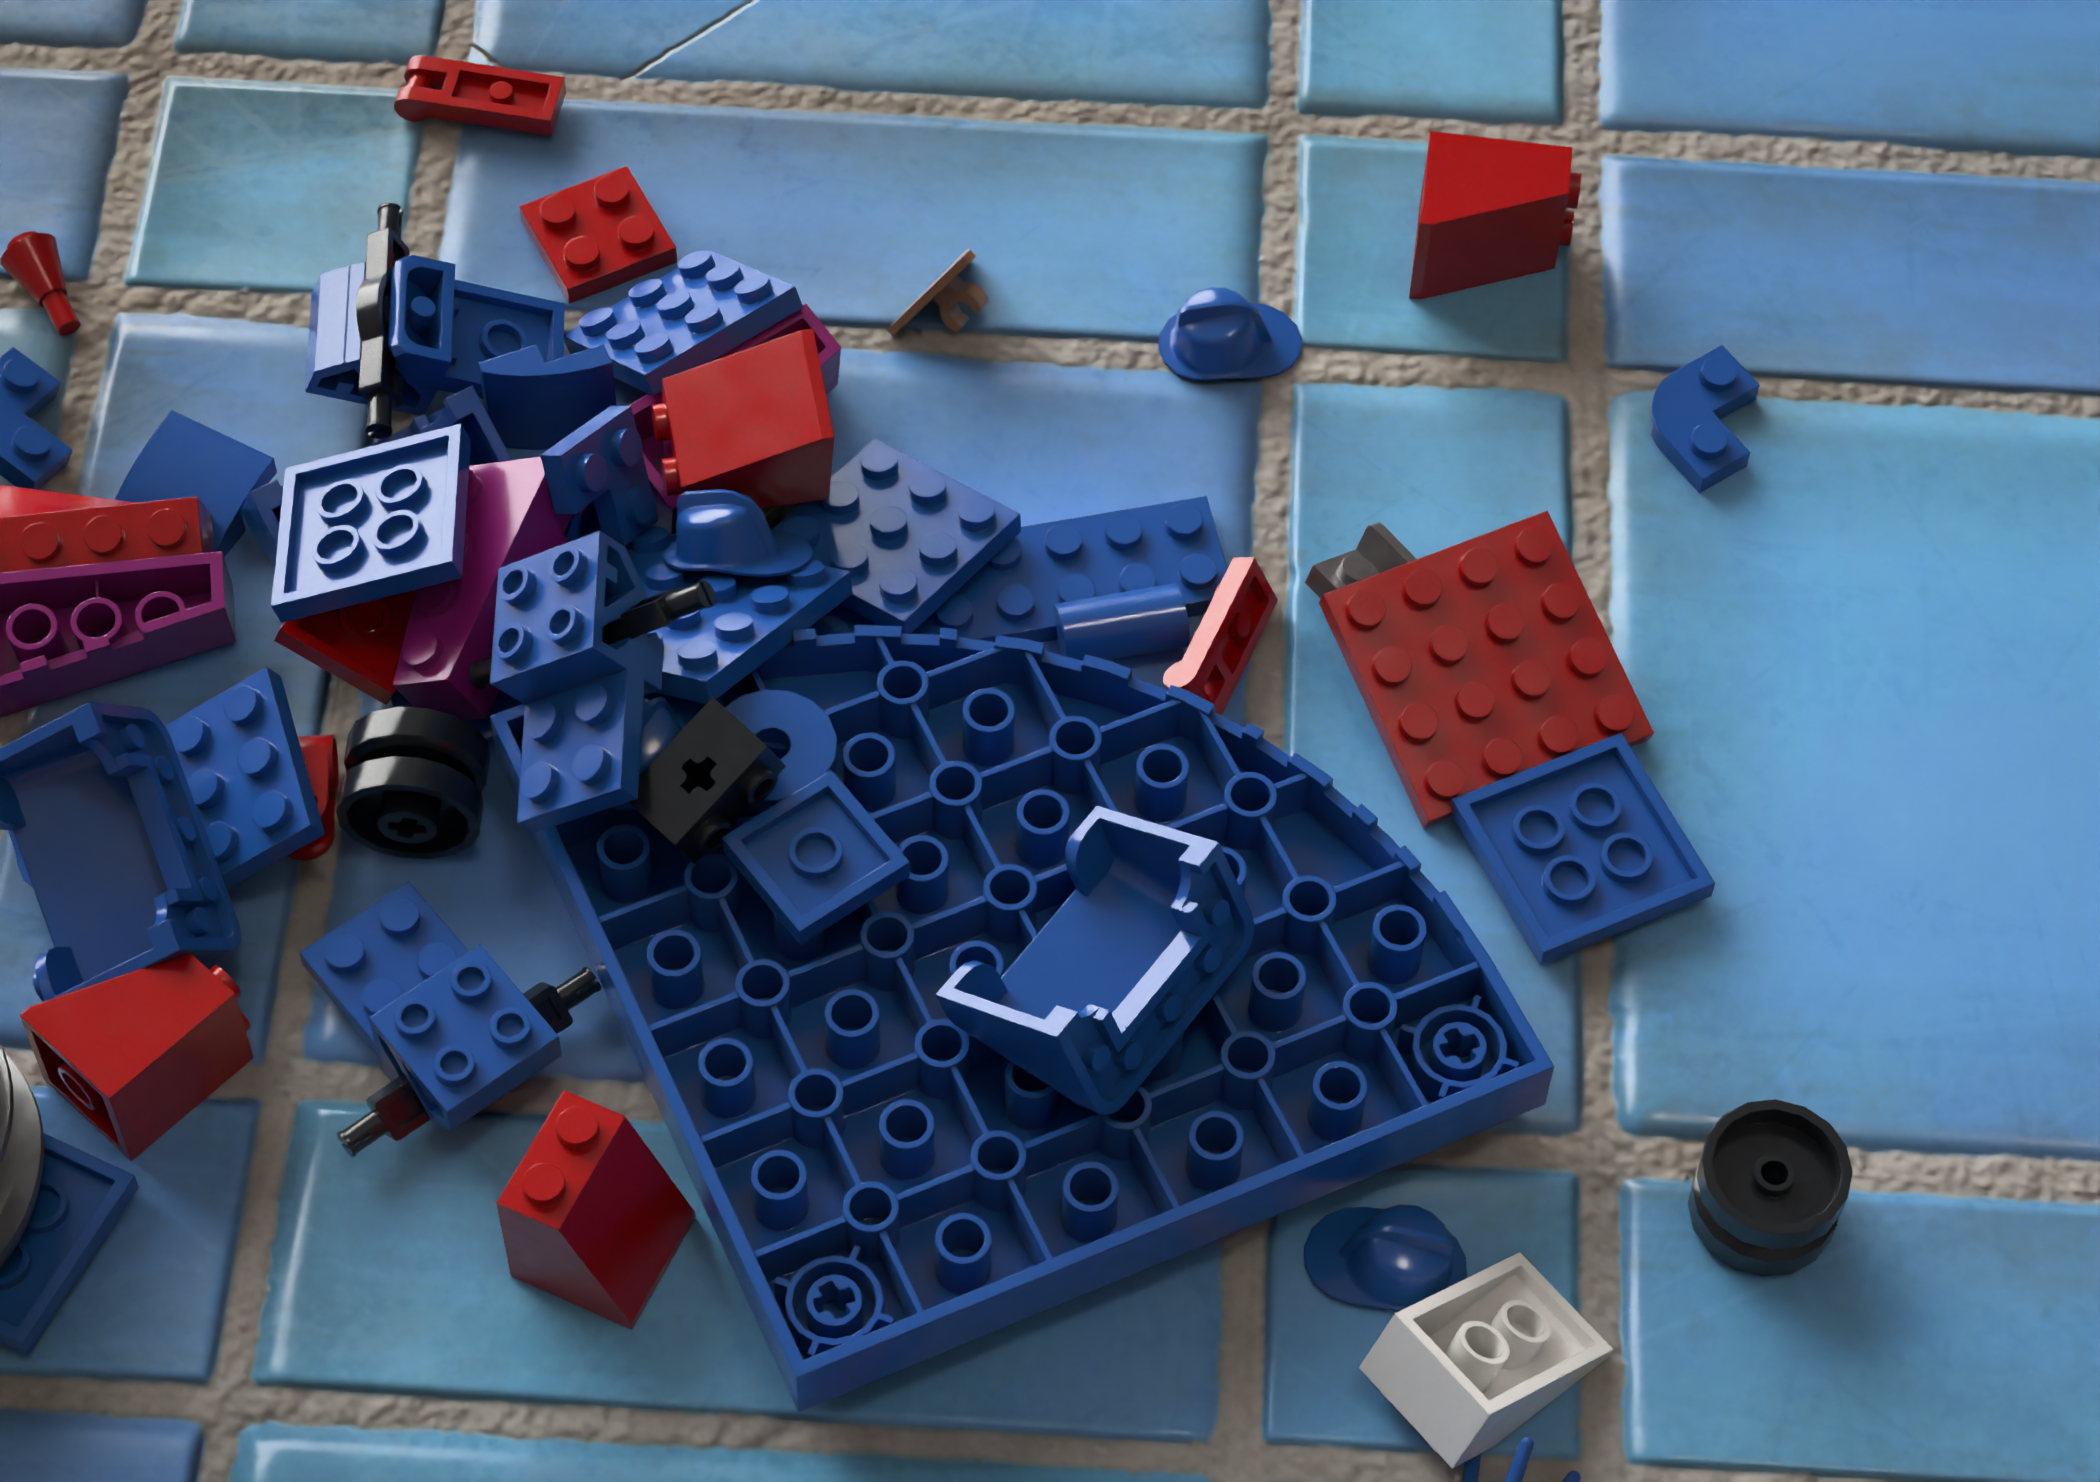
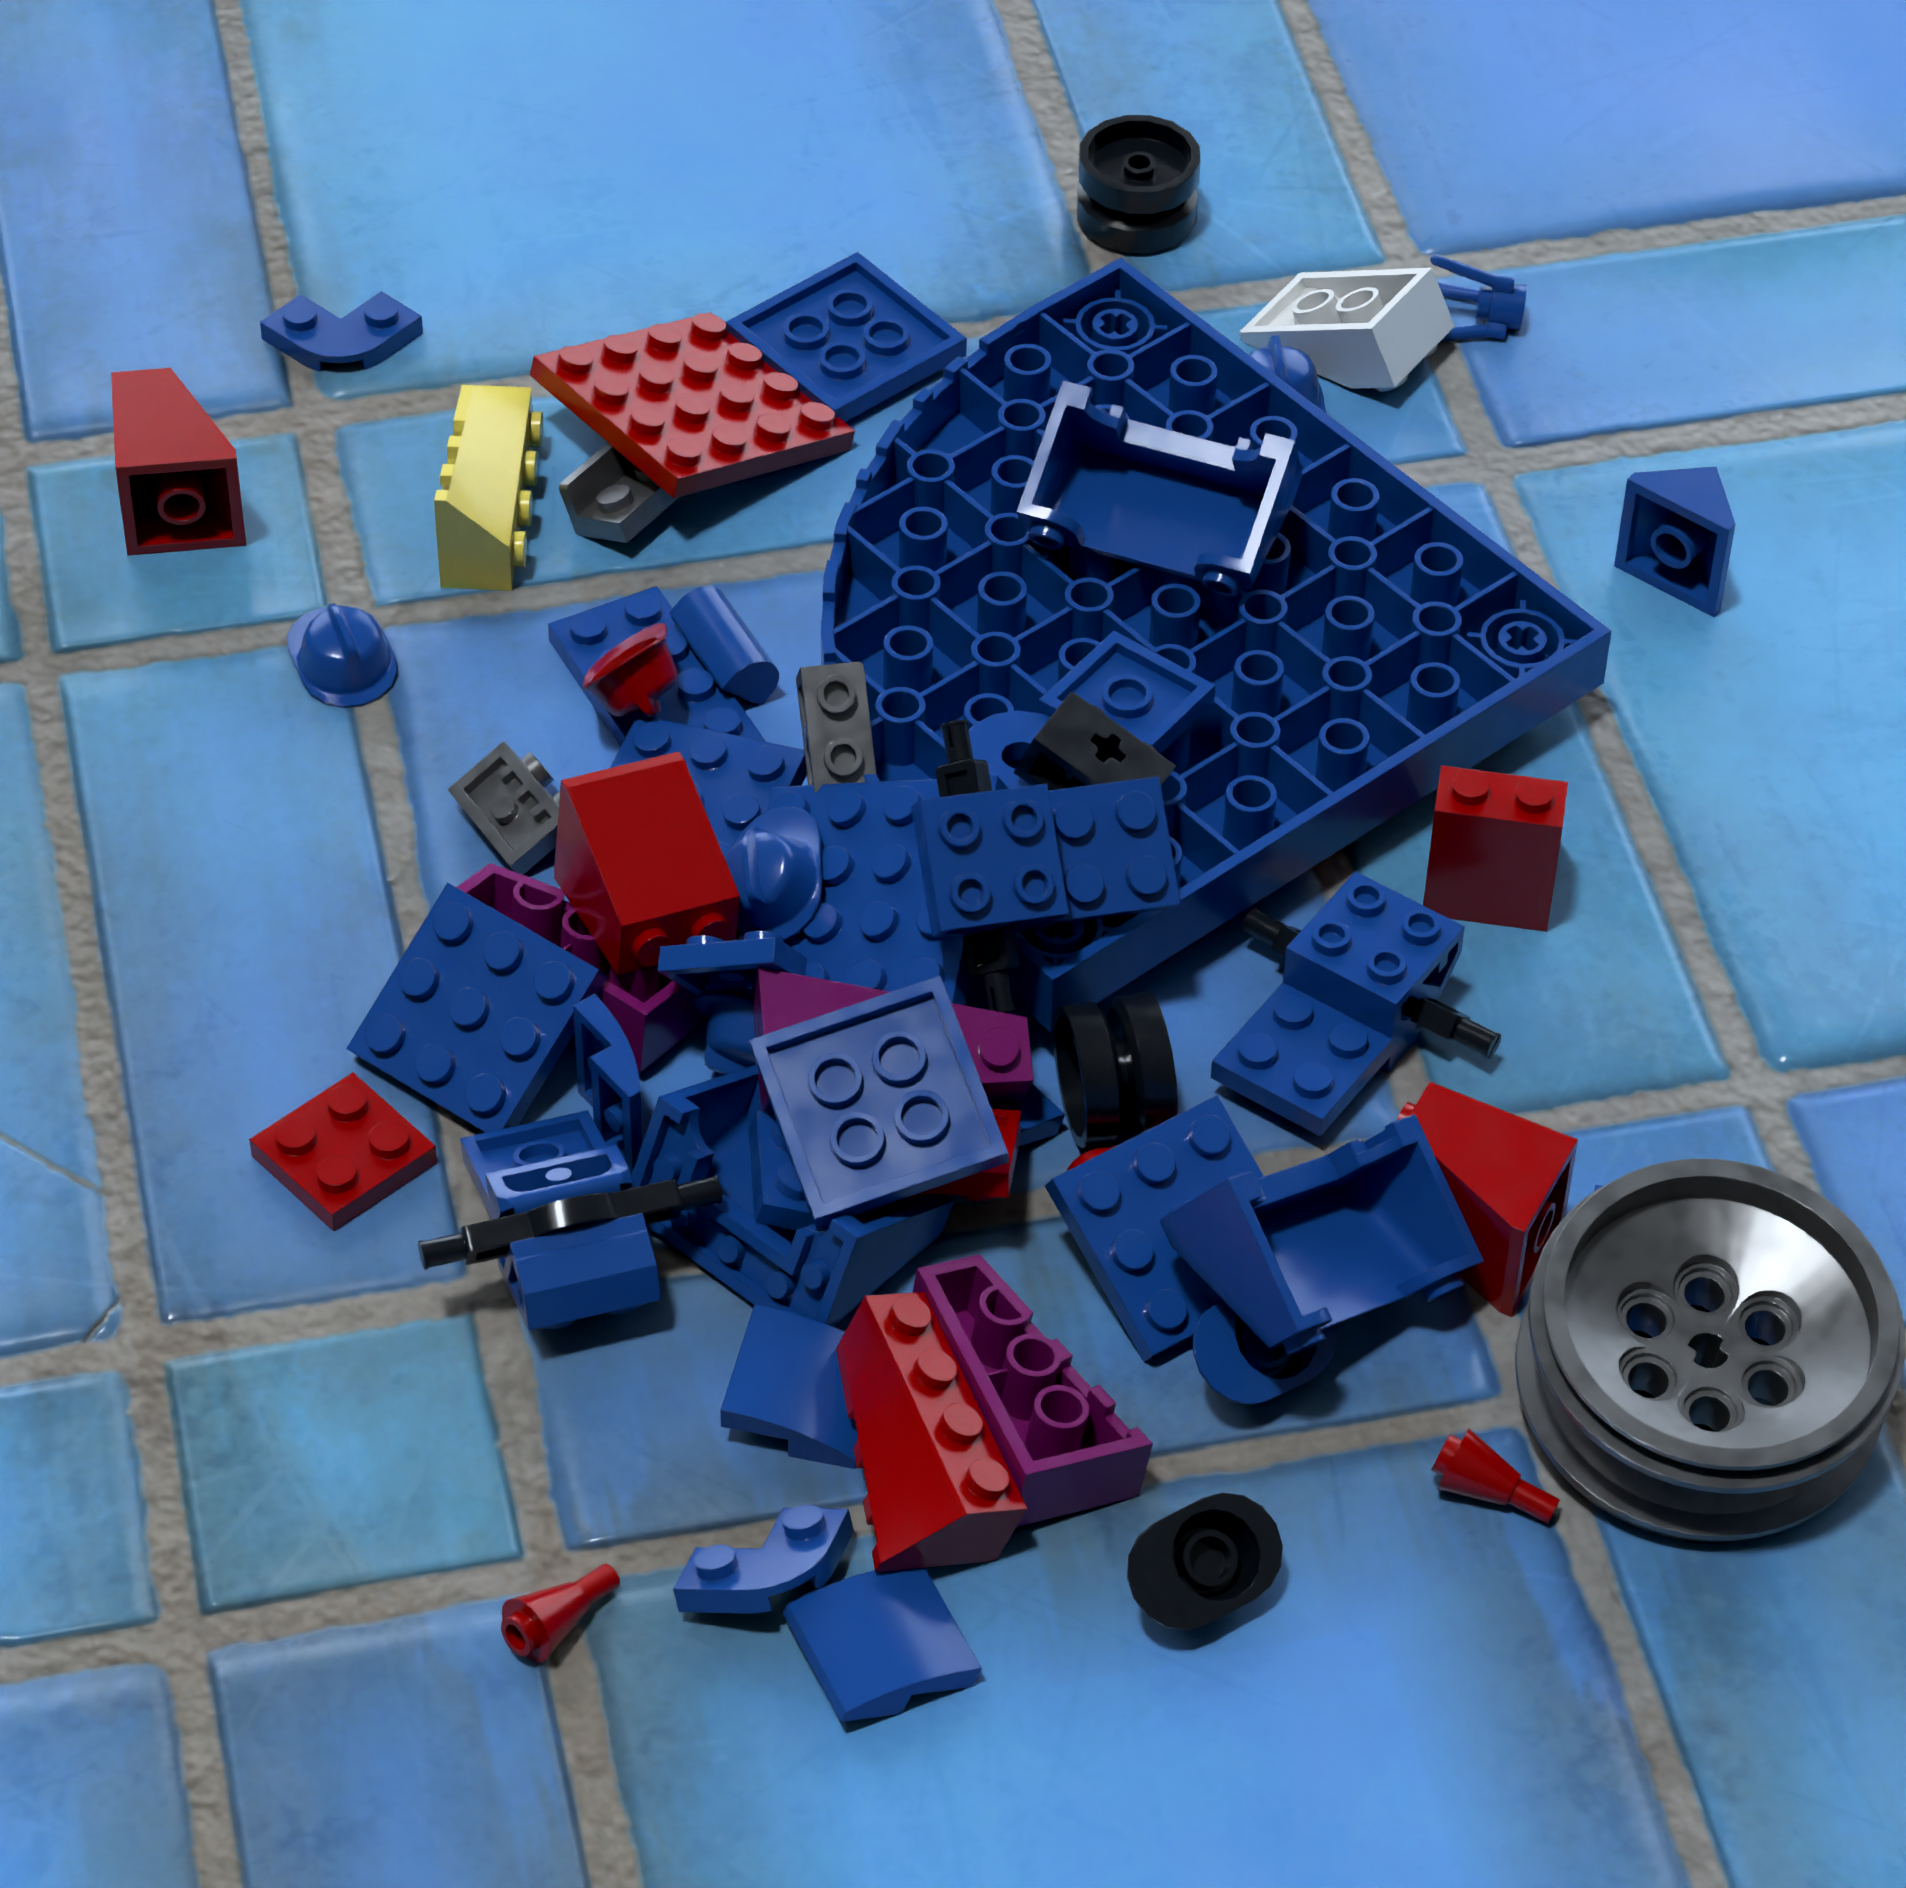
camera: 105 degrees left, 10 degrees down
(480, 95) = (177, 1289): red plate -> none
(890, 596) = (835, 723): none -> flat silver bracket
(947, 292) = (350, 844): medium nougat piece -> none
(960, 426) = (511, 805): none -> flat silver bracket
(1062, 511) = (634, 674): none -> red piece
(1226, 635) = (735, 576): red plate -> none
(1406, 468) = (485, 487): none -> light yellow wedge

